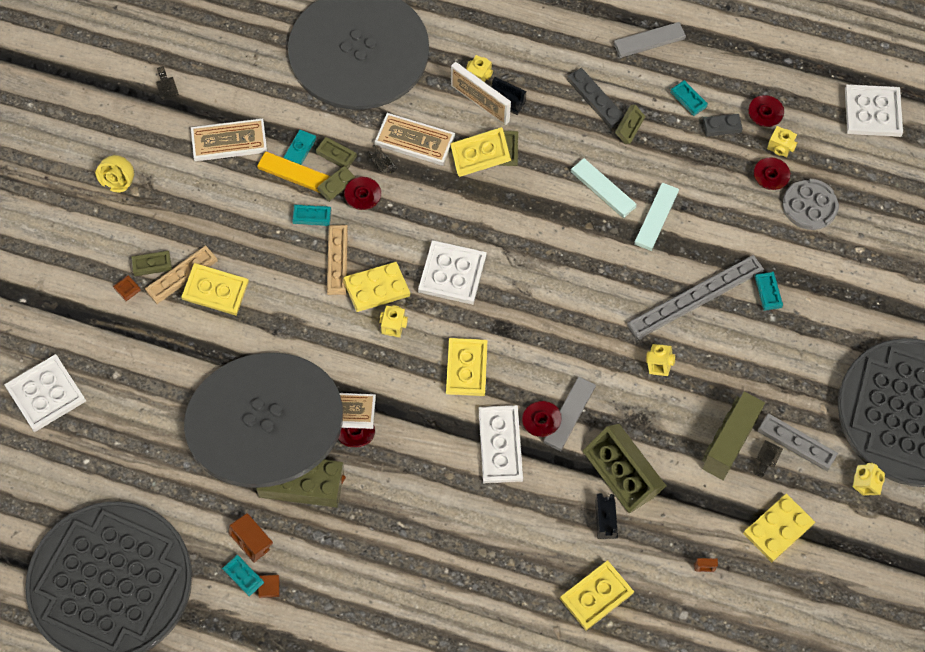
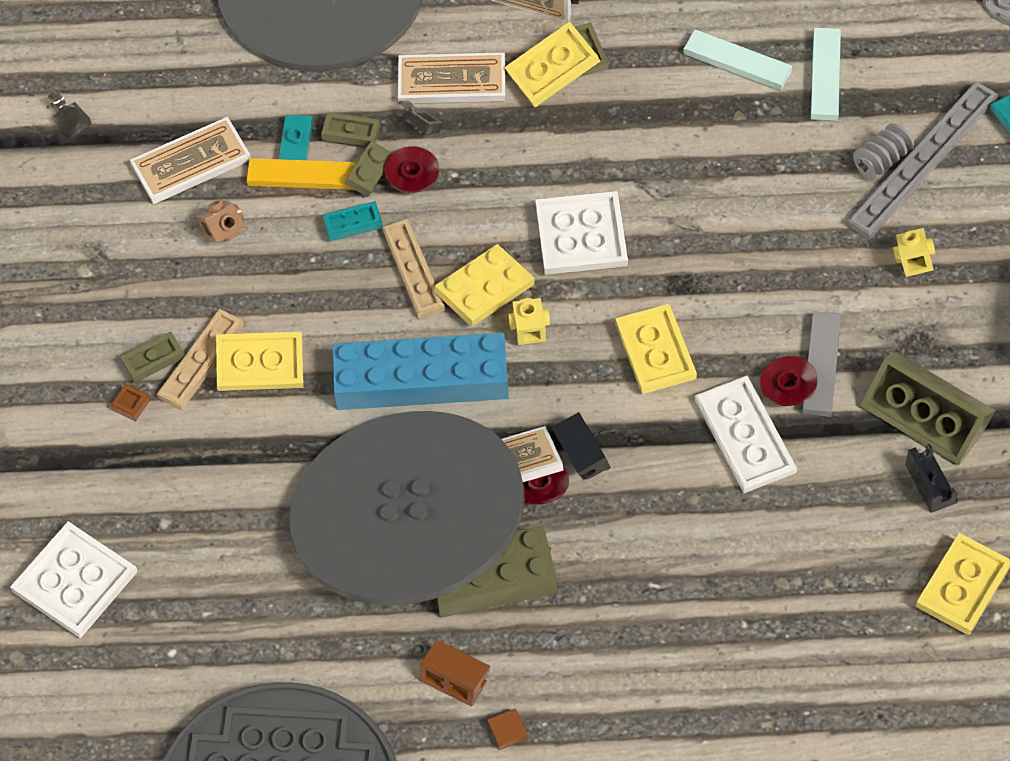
camera: 15 degrees left, 5 degrees down
(115, 173) = (49, 253): light yellow cylinder -> none
(229, 188) = (221, 221): none -> medium nougat brick
(243, 575) = (466, 726): teal plate -> none
(311, 331) = (420, 371): none -> dark azure brick
(391, 416) = (581, 446): none -> black hinge
(669, 281) = (882, 151): none -> light grey piece

